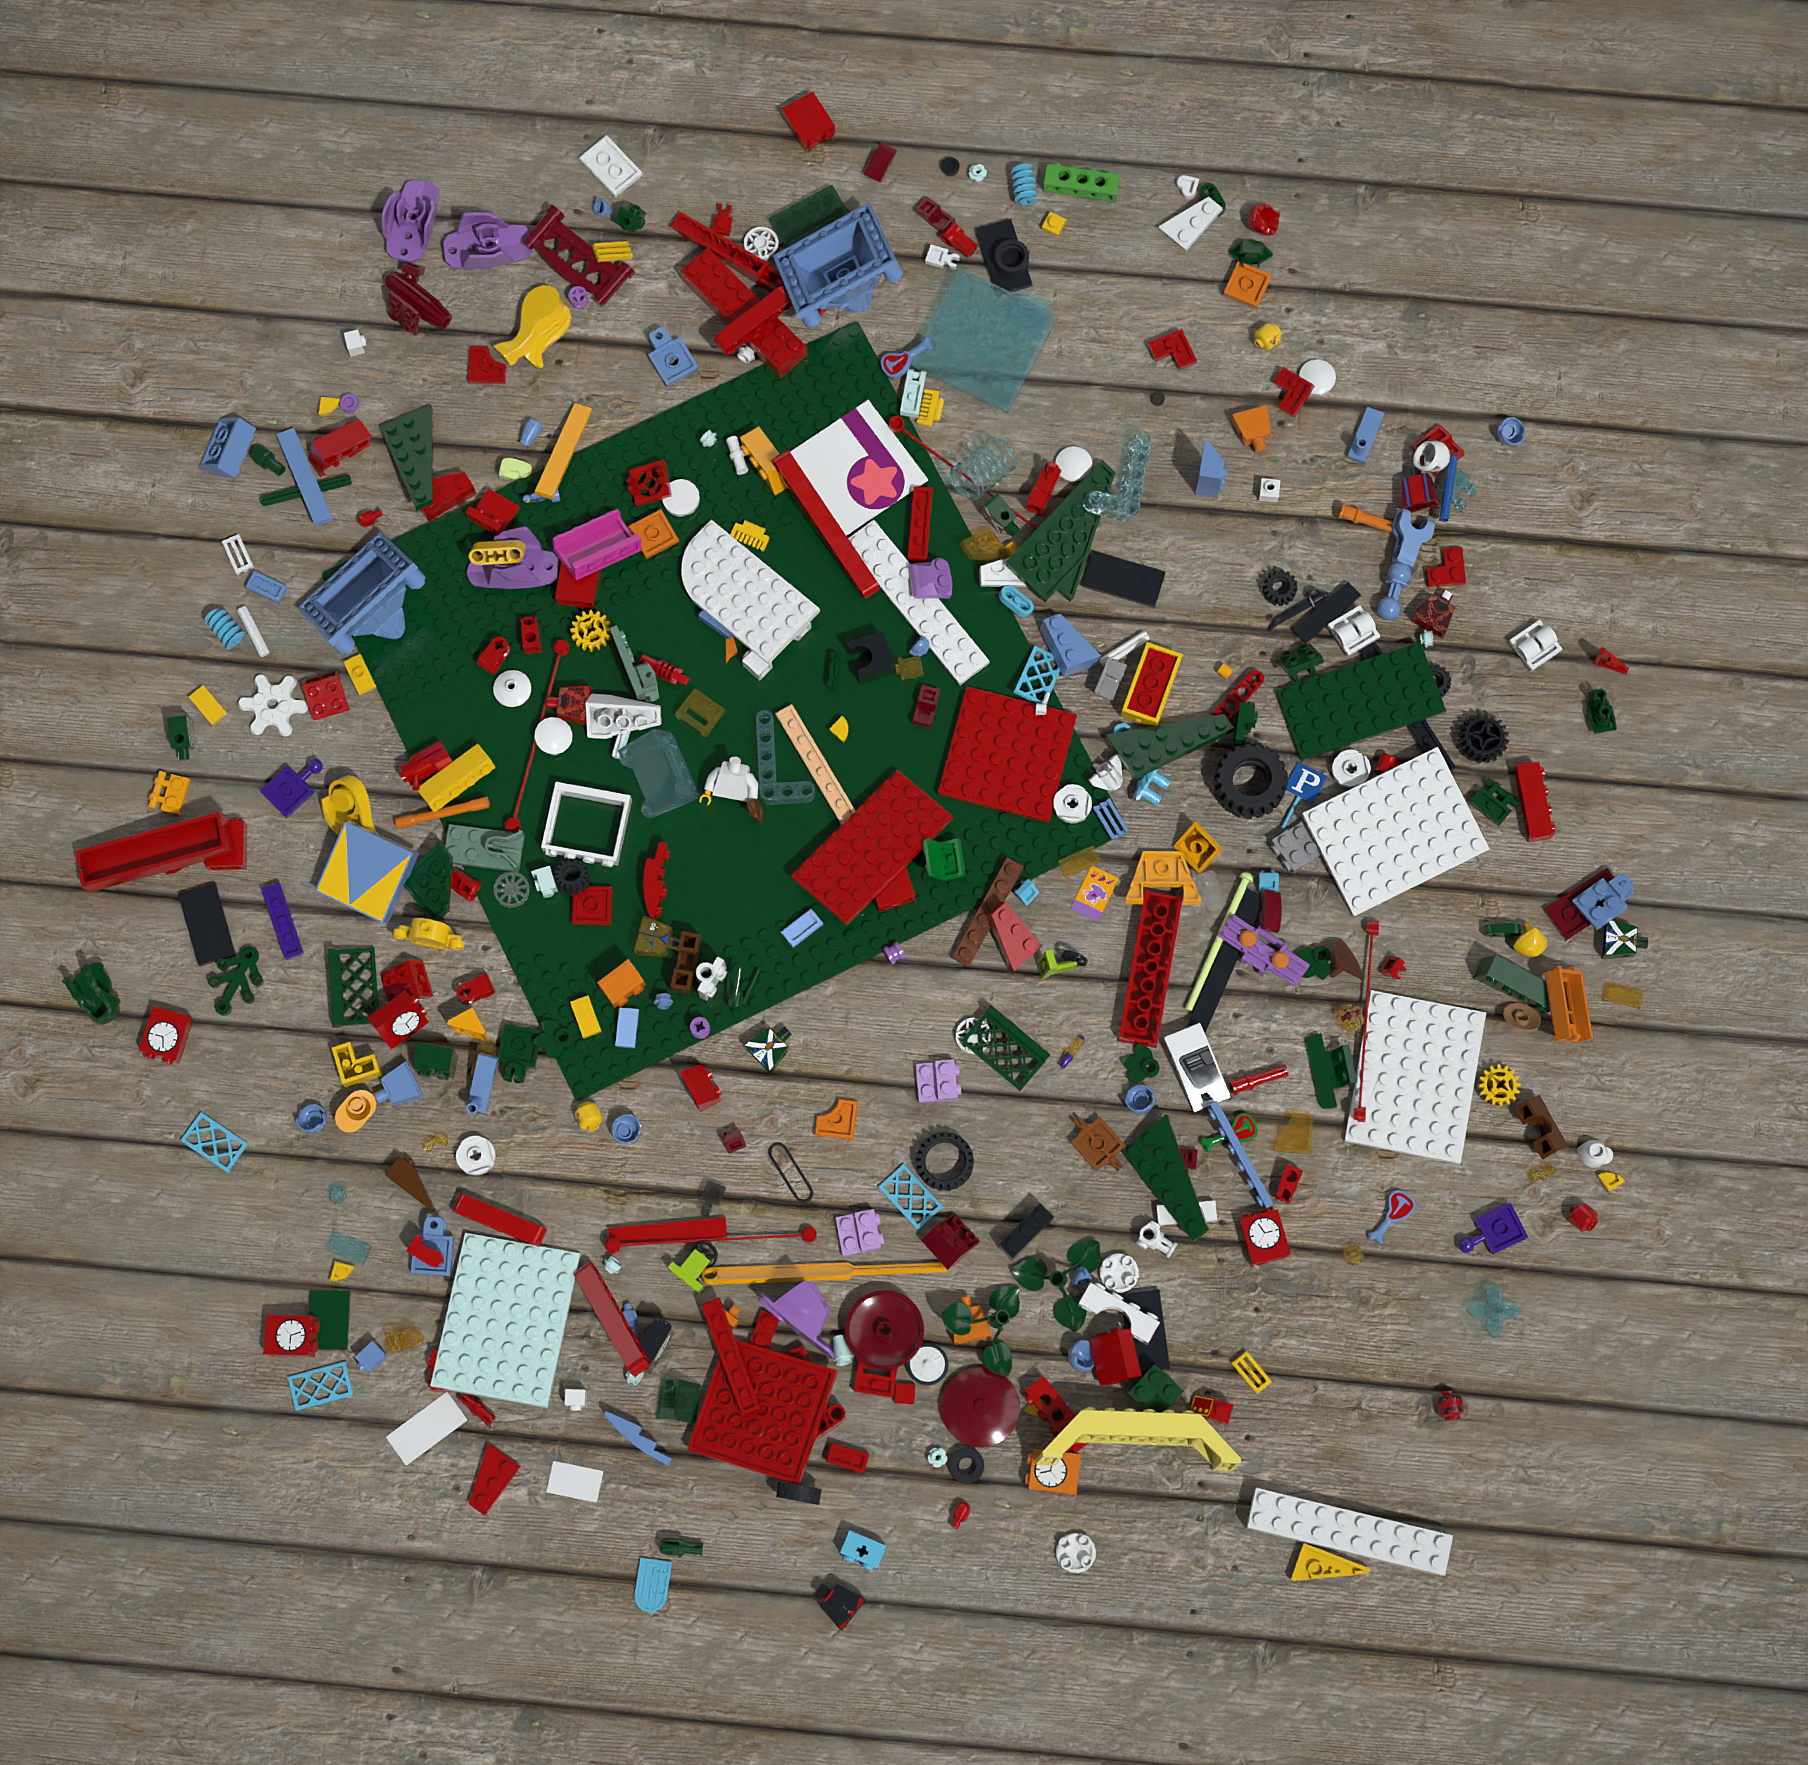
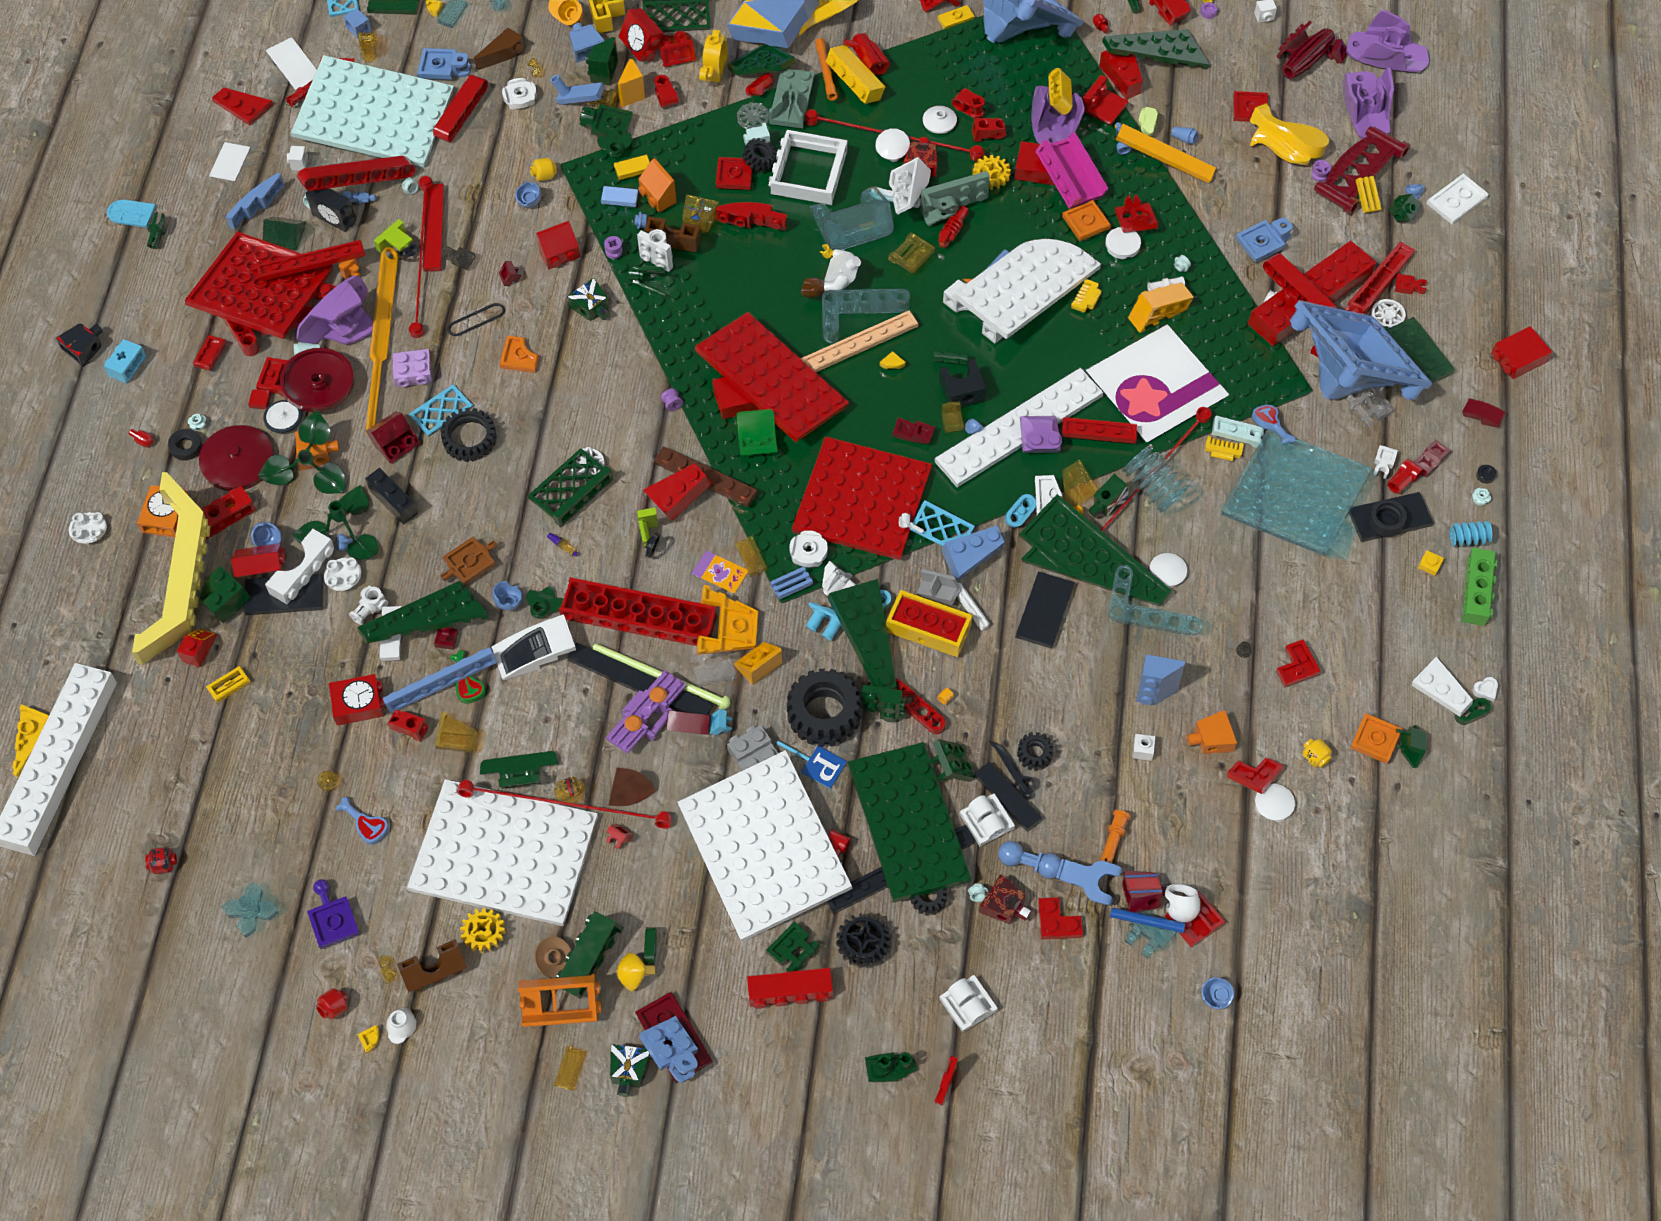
camera: 90 degrees right, 15 degrees down
(431, 1257) = (437, 52): red leg -> none
(798, 1493) = (177, 312): black tyre -> none
(802, 928) = (699, 326): light blue tile -> none
(825, 524) = (1093, 342): red beam -> none
(938, 1081) = (545, 433): lavender plate -> none
(1026, 892) = (723, 509): medium azure tile -> none
(1043, 488) = (1139, 538): red piece -> none
(1249, 1081) = (514, 695): red pin -> none
(1263, 219) = (1452, 756): red hair -> none
(1317, 966) = (634, 759): dark green plate -> none
(1357, 760) = (835, 819): white plate -> none
(1365, 435) = (1209, 846): medium blue piece -> none

